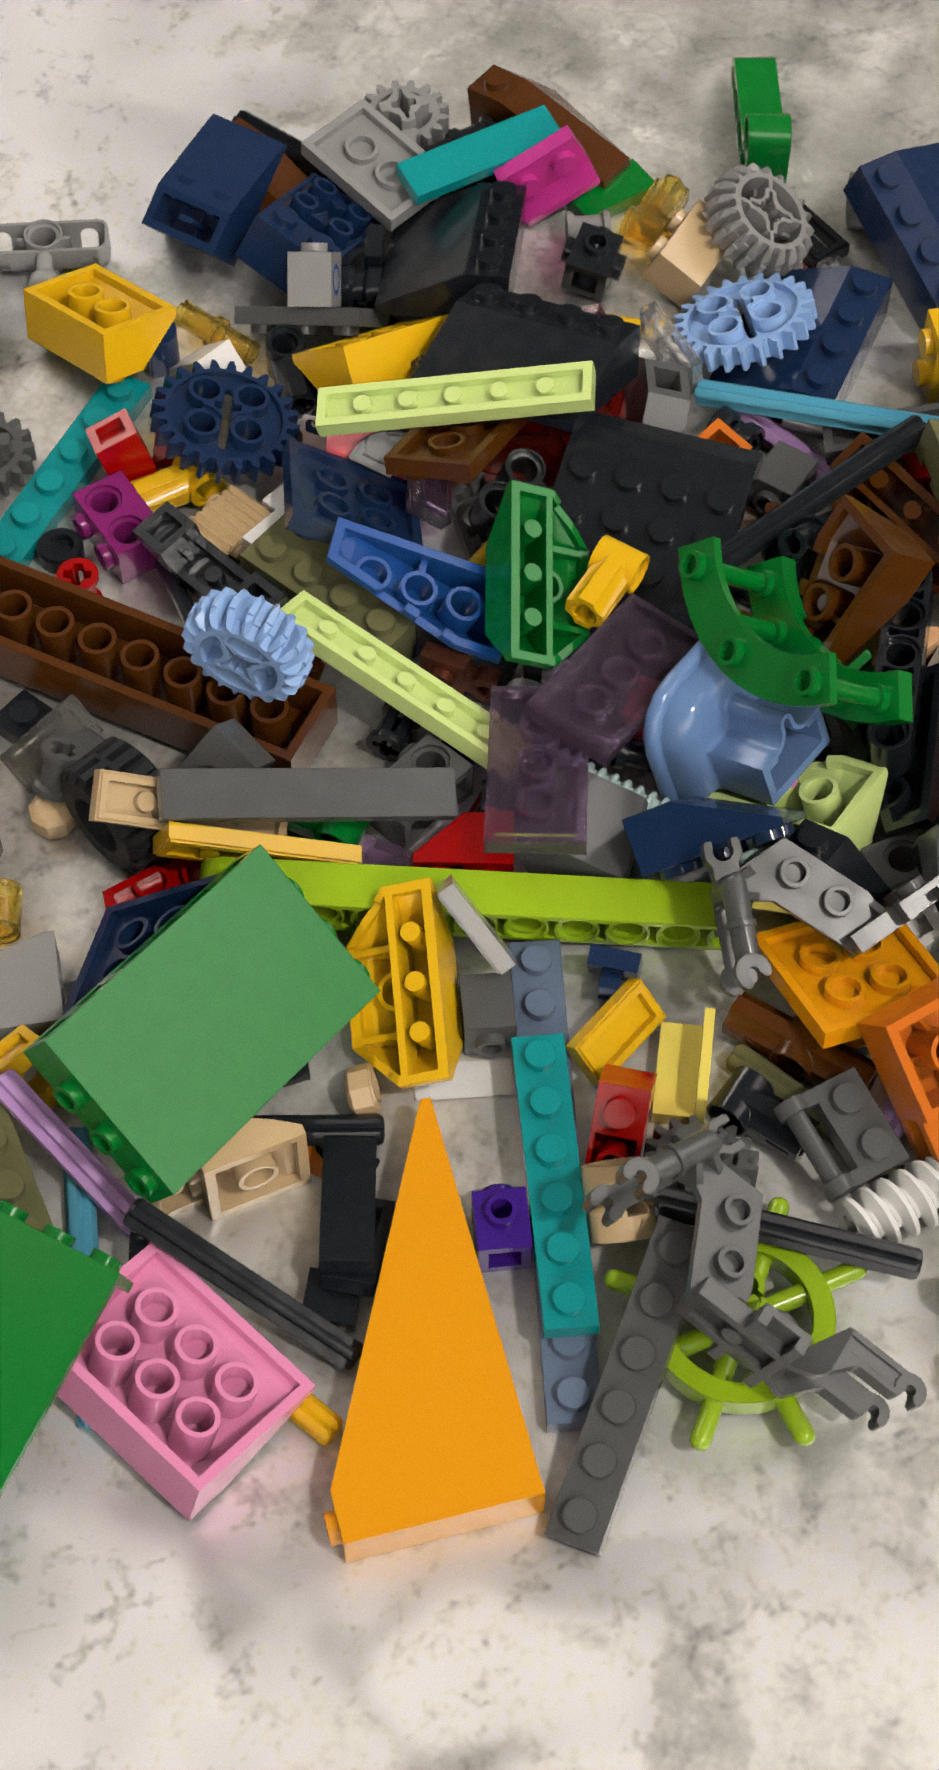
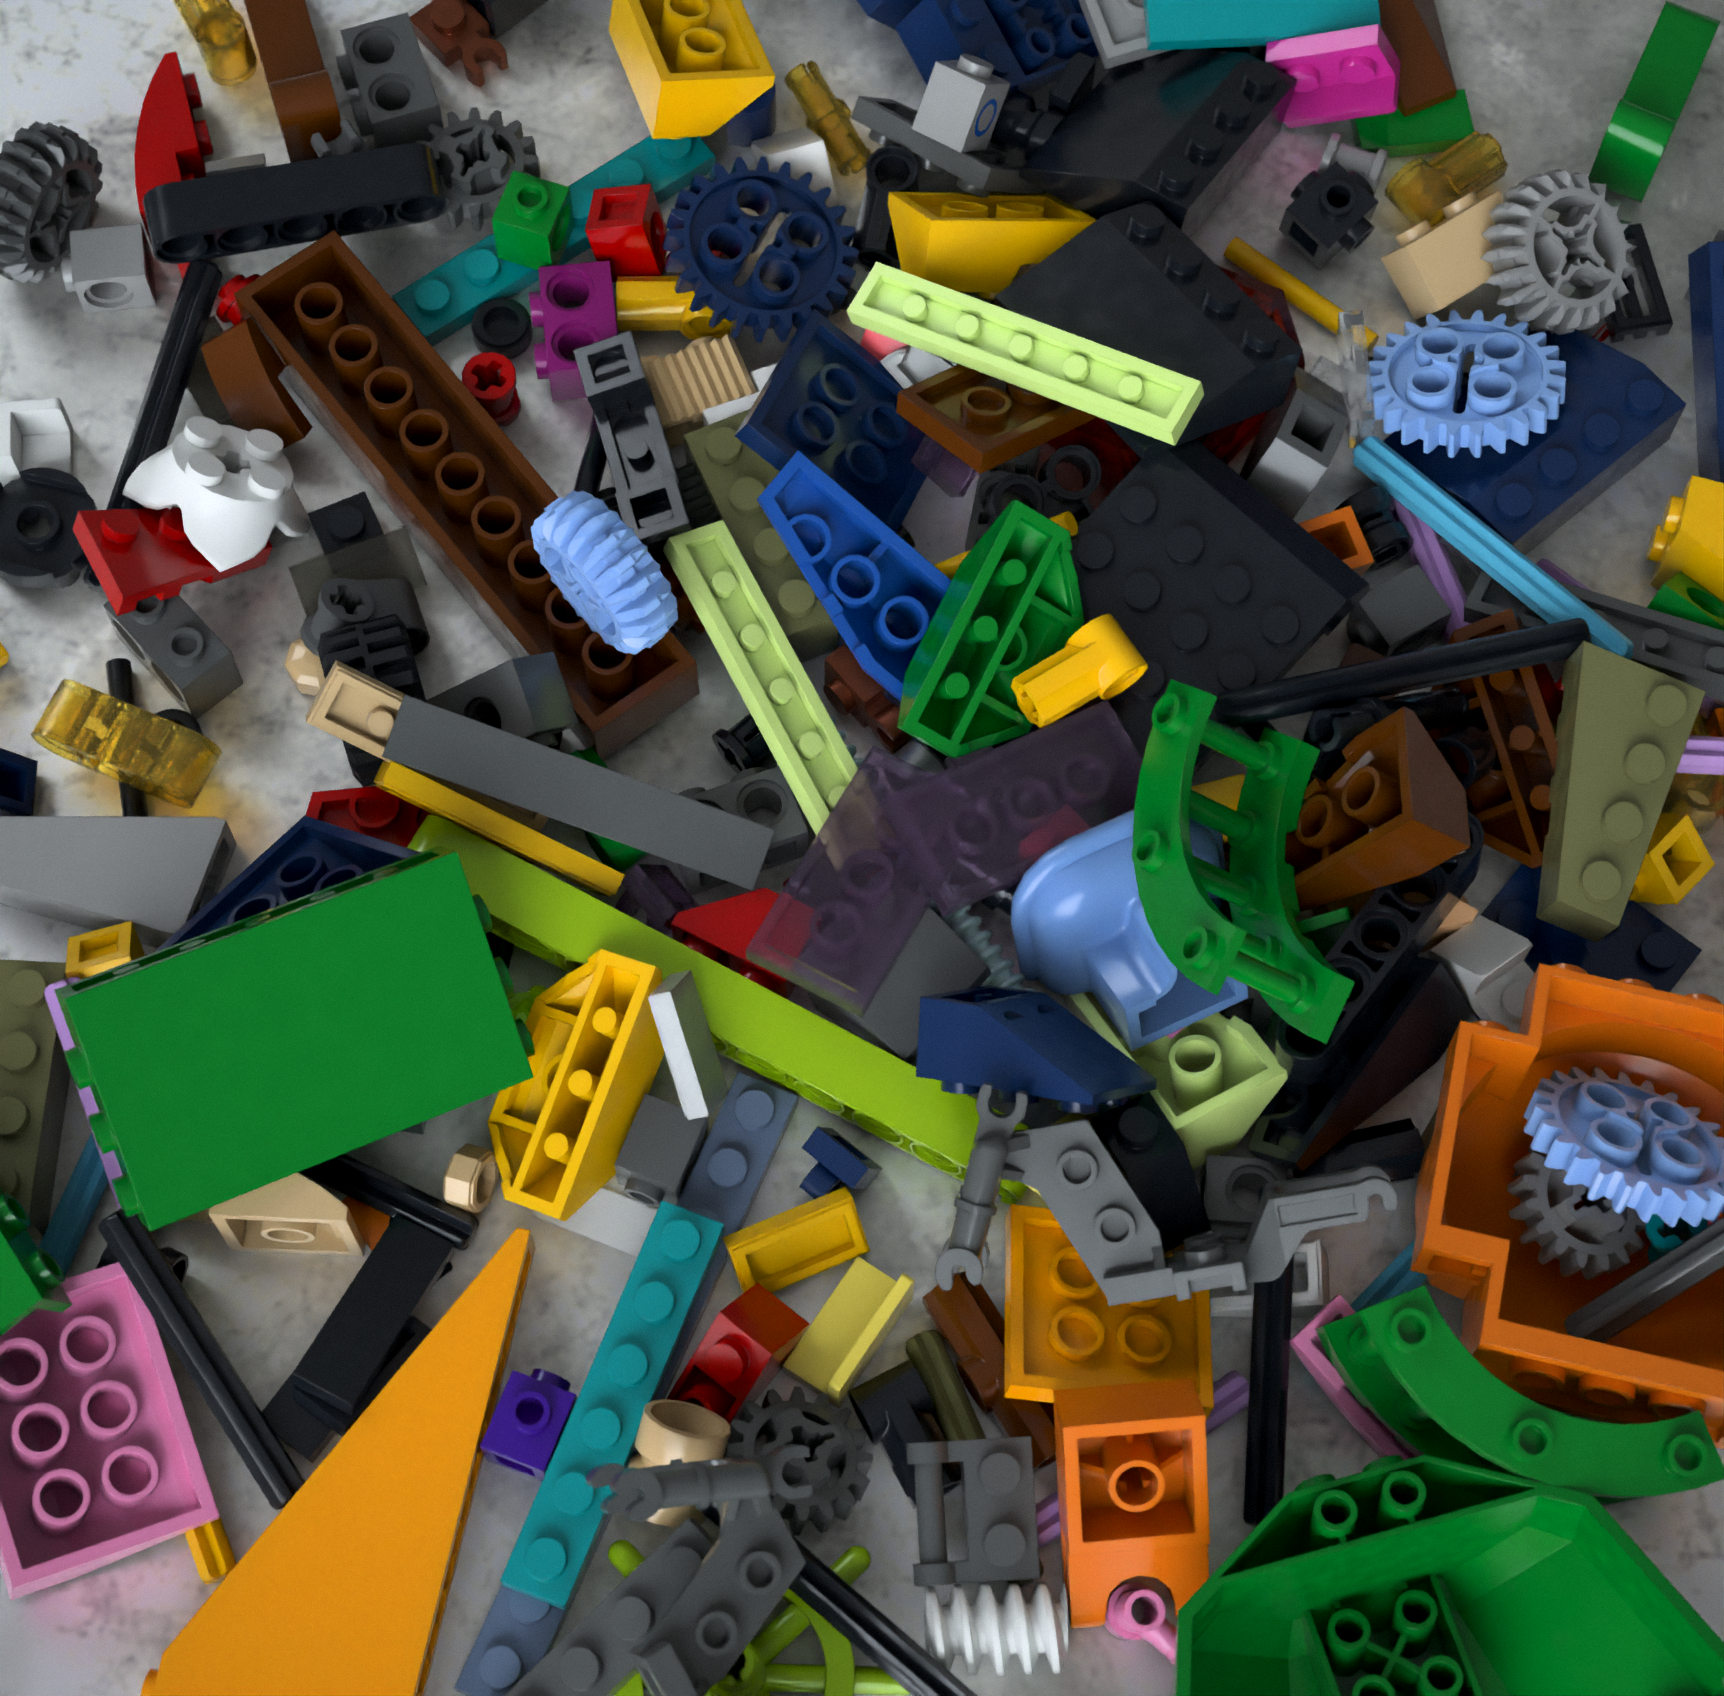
camera: 25 degrees right, 10 degrees up
(53, 464) = (533, 221): none -> green brick

